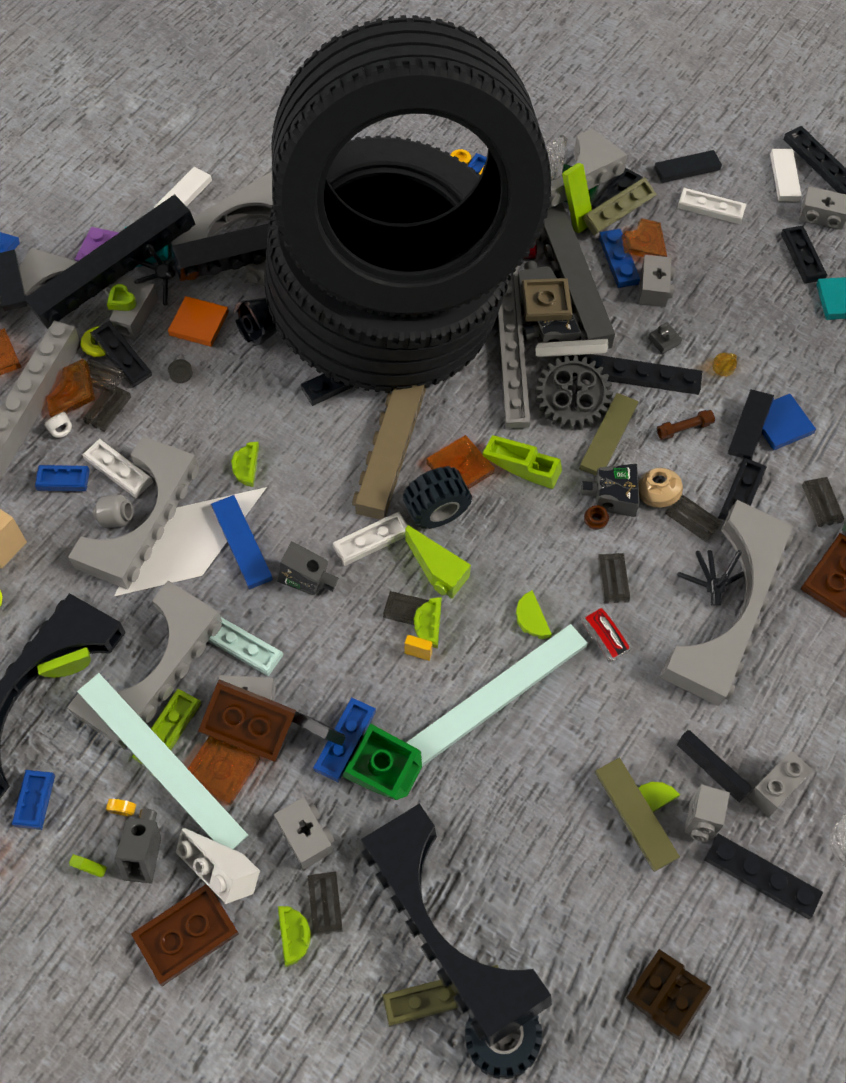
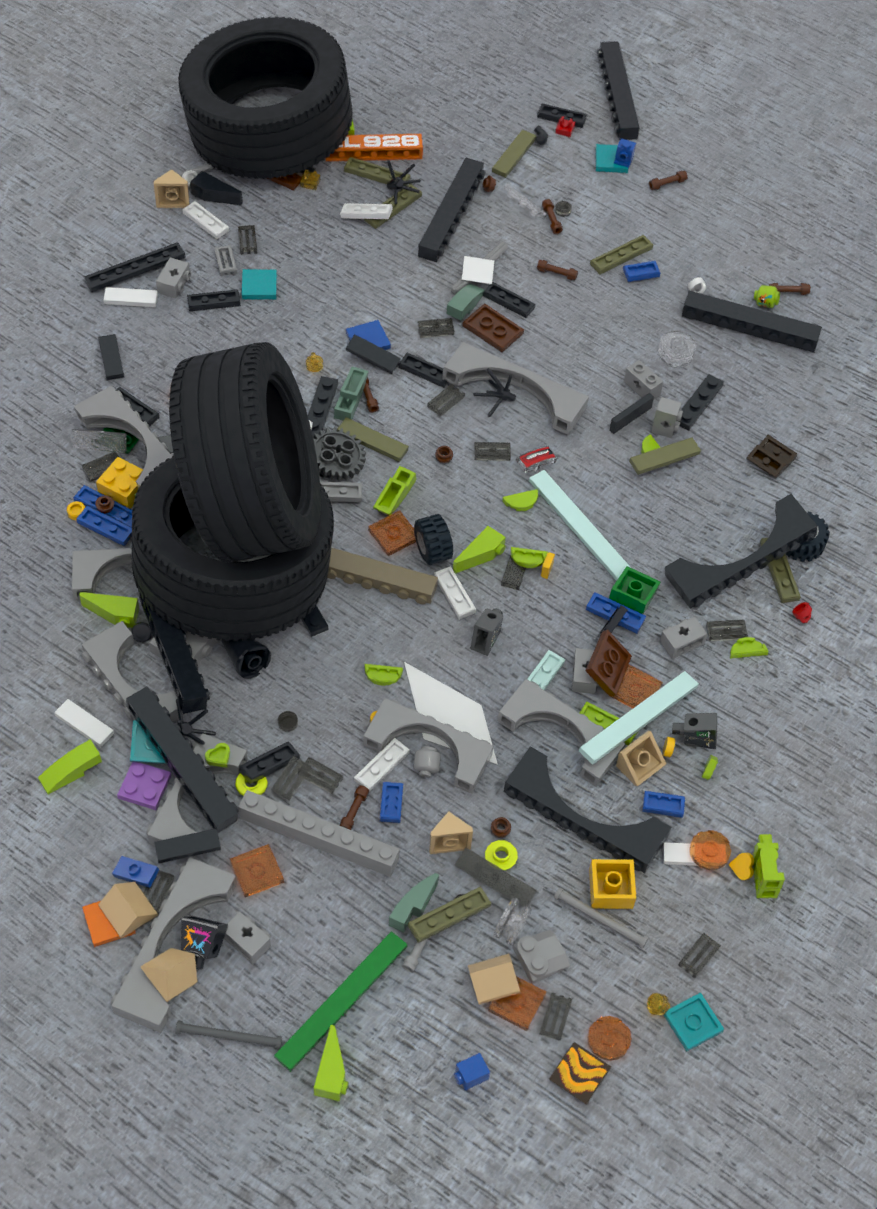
camera: 90 degrees left, 5 degrees down
(15, 593) = (501, 821): none -> reddish brown plate
(40, 435) = (360, 795): none -> reddish brown bar
(56, 421) = (336, 808): white tile -> none
(66, 664) = (559, 783): lime tile -> none
(73, 391) = (305, 796): clear orange tile -> none
(101, 769) = (640, 759): none -> tan slope
(127, 186) = (70, 767): none -> lime slope
(184, 934) = (752, 707): reddish brown plate -> none
(198, 321) = (235, 708): orange tile -> none
(220, 867) = (709, 684): white slope -> none
(241, 542) = (455, 676): blue tile -> none
(358, 1026) = (802, 612): none -> red tile
(577, 195) = (156, 426): lime tile -> none
(615, 489) = (423, 438): torso -> none
(619, 206) = (149, 402): olive tile -> none
(663, 493) = (424, 420): tan piece -> none
(675, 402) = (350, 393): none -> sand green slope
(711, 206) = (155, 348): white tile -> none

